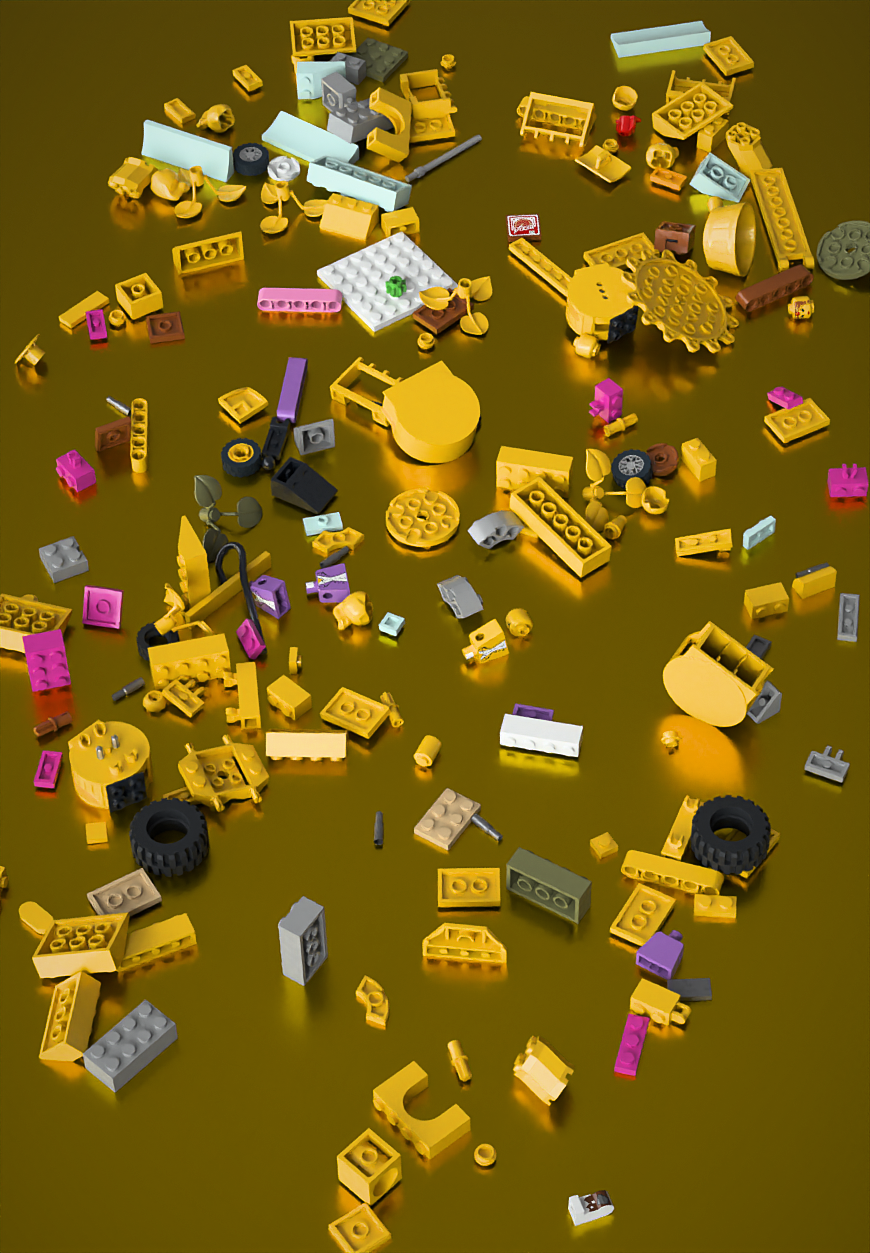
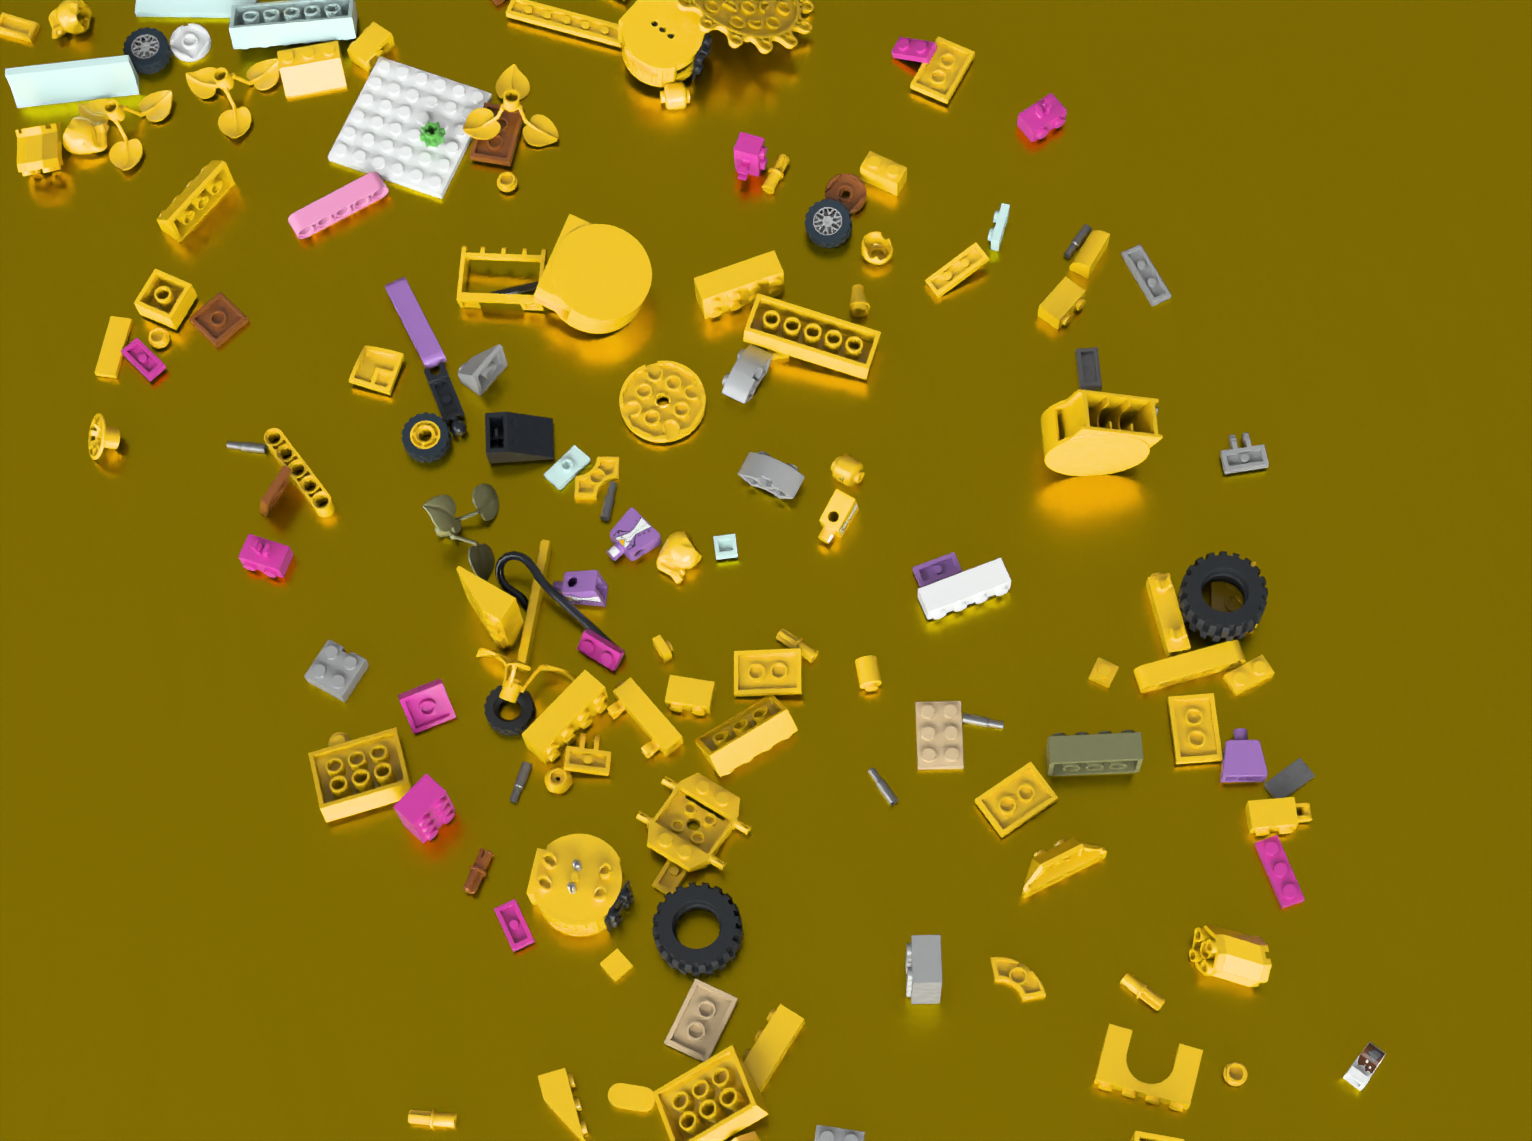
camera: 30 degrees left, 20 degrees up
(597, 467) = (812, 251): yellow plant -> none
(671, 738) = (1082, 516): yellow plate -> none

